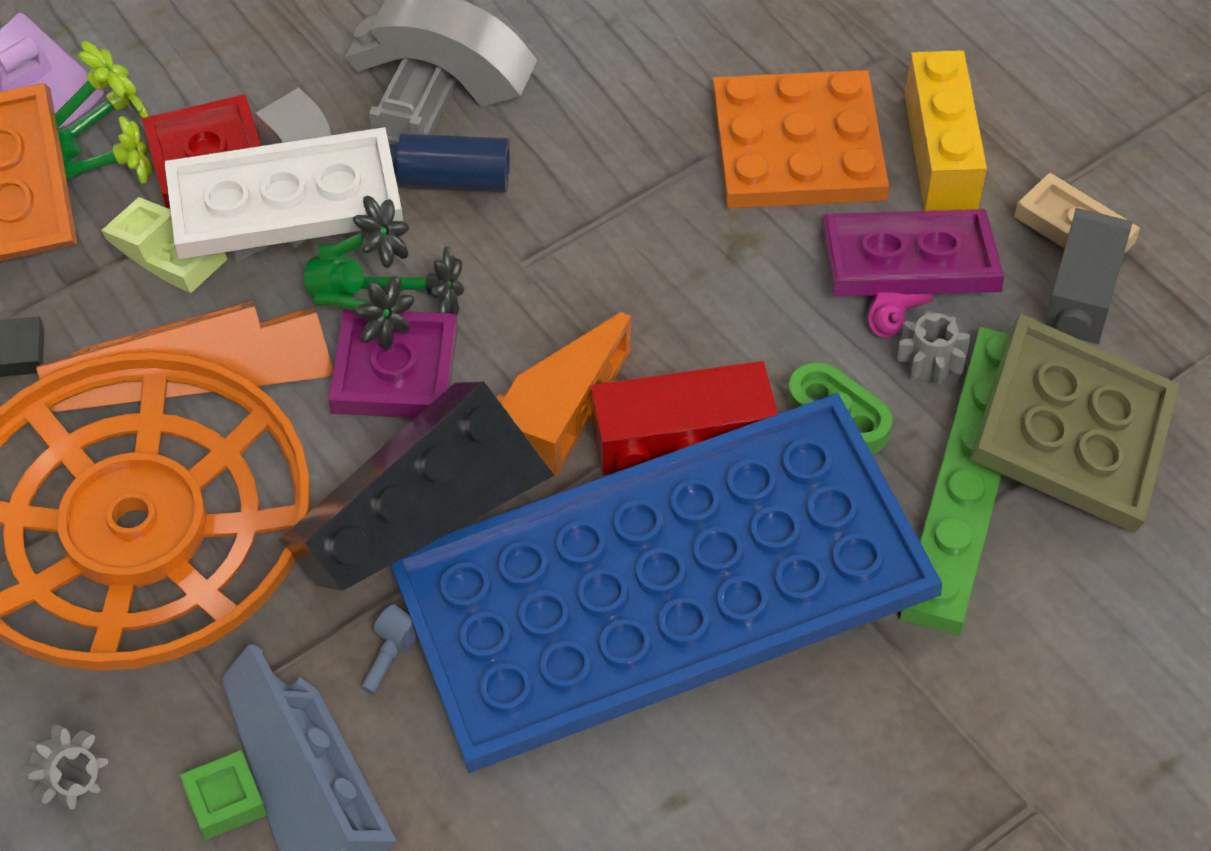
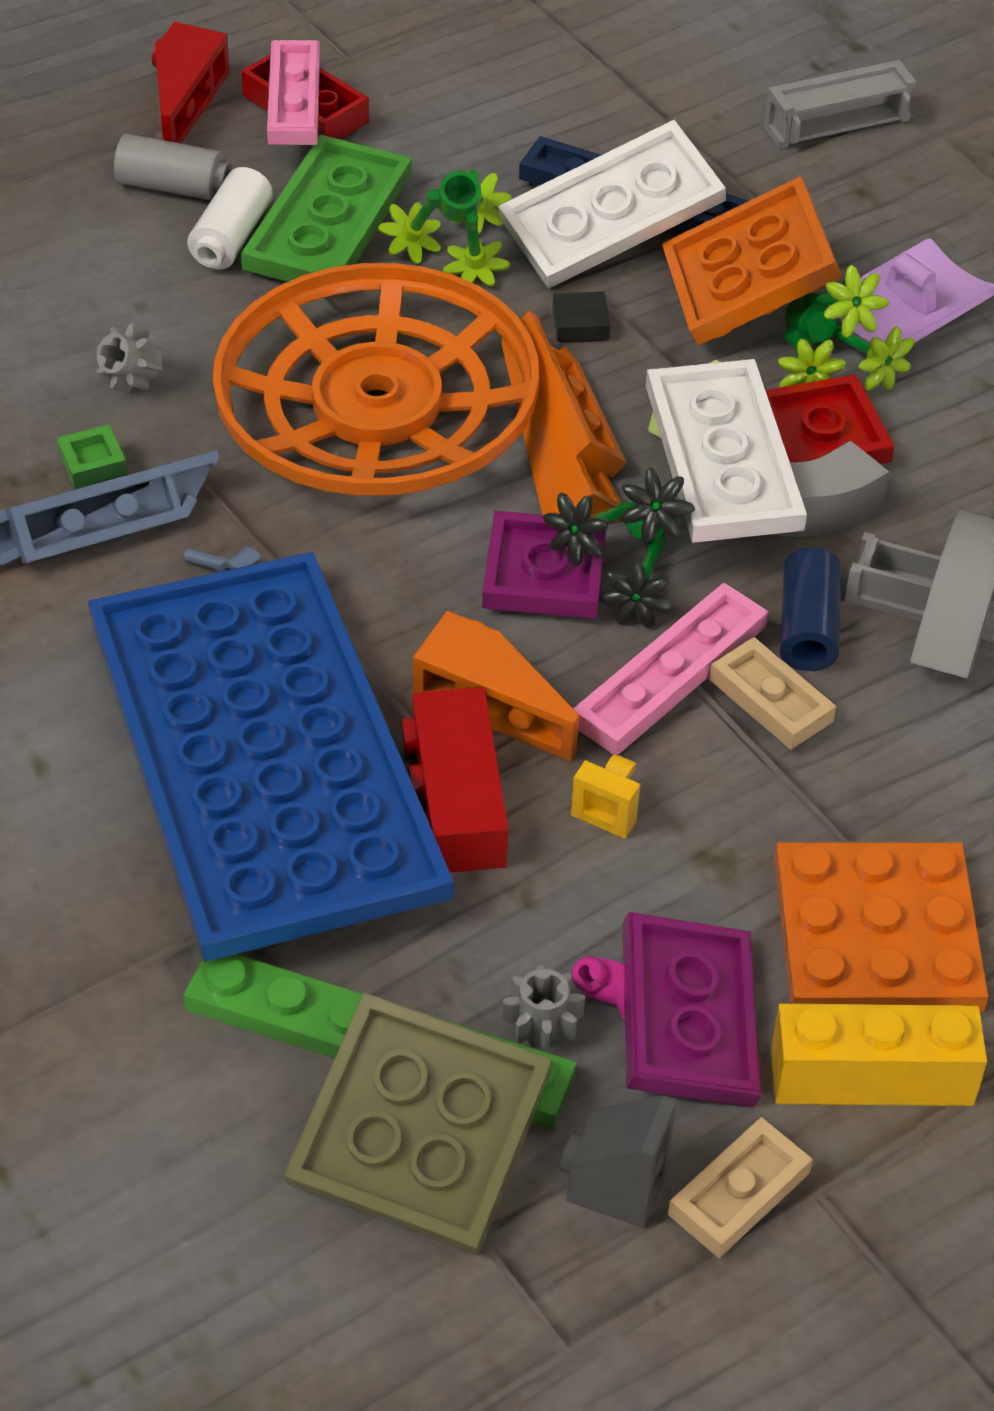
camera: 90 degrees right, 5 degrees down
(422, 484) = (366, 558): black wedge -> none
(526, 264) = (668, 668): none -> bright pink plate
(554, 194) = (772, 693): none -> tan plate
(689, 305) = (607, 795): none -> yellow tile
(866, 410) = (464, 919): bright green plate -> none

